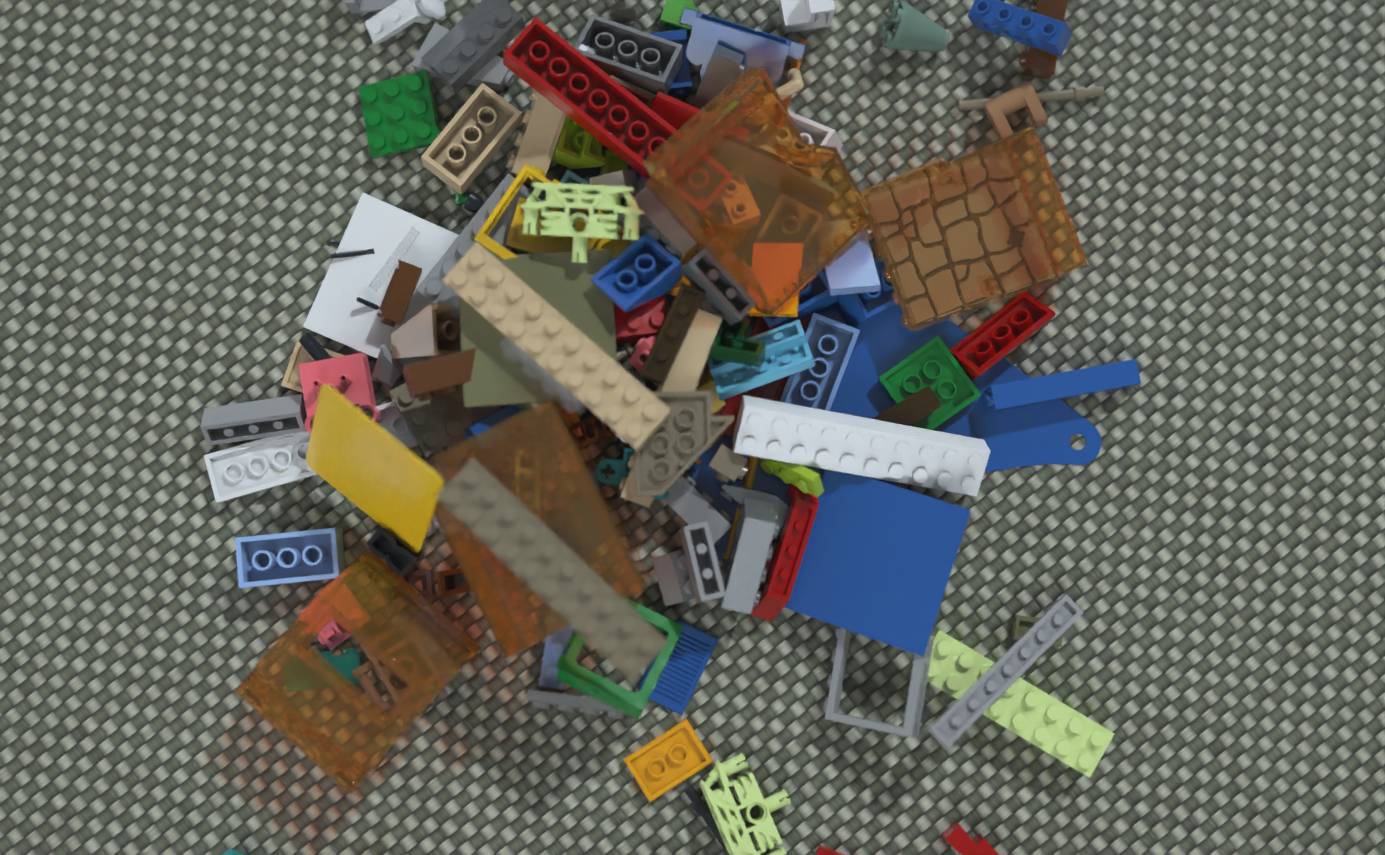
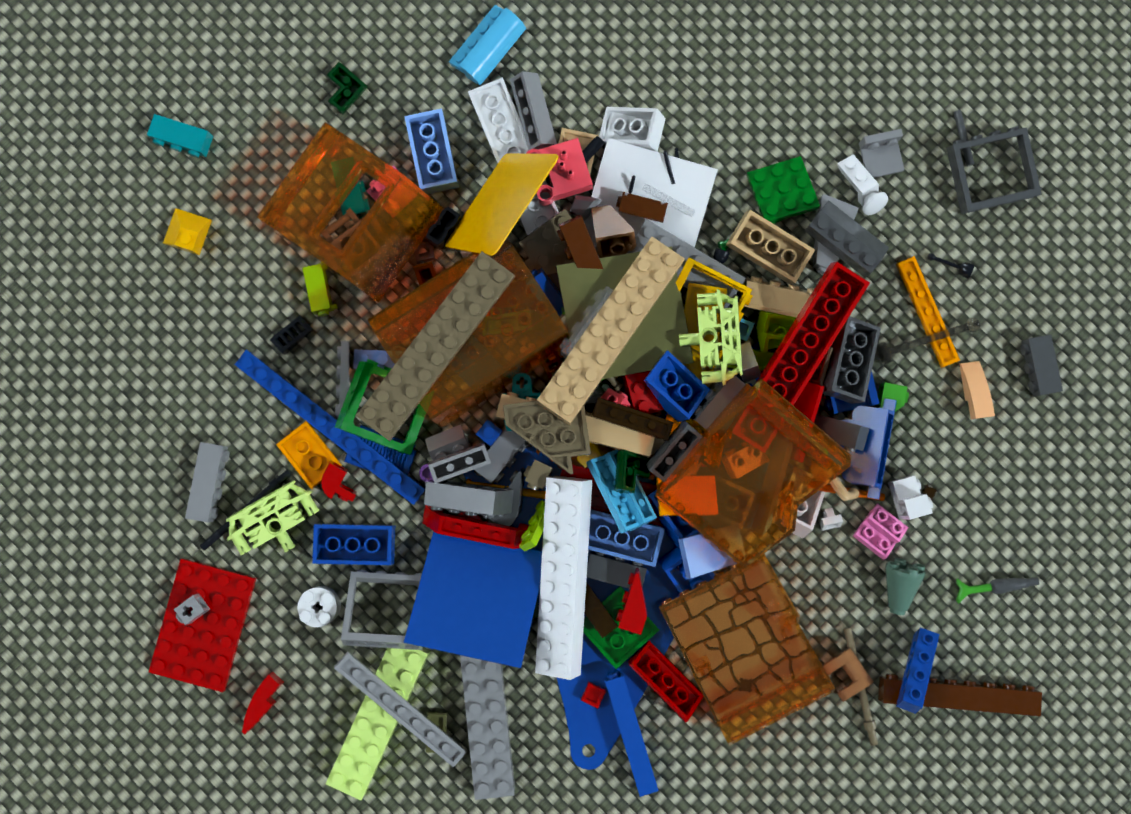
camera: 85 degrees right, 0 degrees up
(156, 469) = (488, 44): none -> medium azure brick
(189, 657) = (350, 88): none -> dark green brick
(291, 293) = (633, 126): none -> white slope
(454, 726) = (318, 290): none -> lime brick
(521, 770) = (287, 329): none -> black slope
(633, 731) = (326, 423): none -> blue plate
(667, 521) = (489, 432): none -> blue brick
(705, 731) = (332, 483): none -> red brick
(709, 609) = (425, 473): none -> medium lavender plate
(790, 711) = (353, 544): none -> blue brick
(823, 108) = (830, 520): none -> white tile
(844, 50) = (880, 531): none -> bright pink slope
(860, 380) = (612, 570): none -> dark grey brick
(875, 775) = (311, 614): none -> white brick
(913, 362) = (634, 611): none -> red slope
(1010, 427) = (593, 695): none -> red tile
(1039, 564) = (487, 728): none -> light grey brick

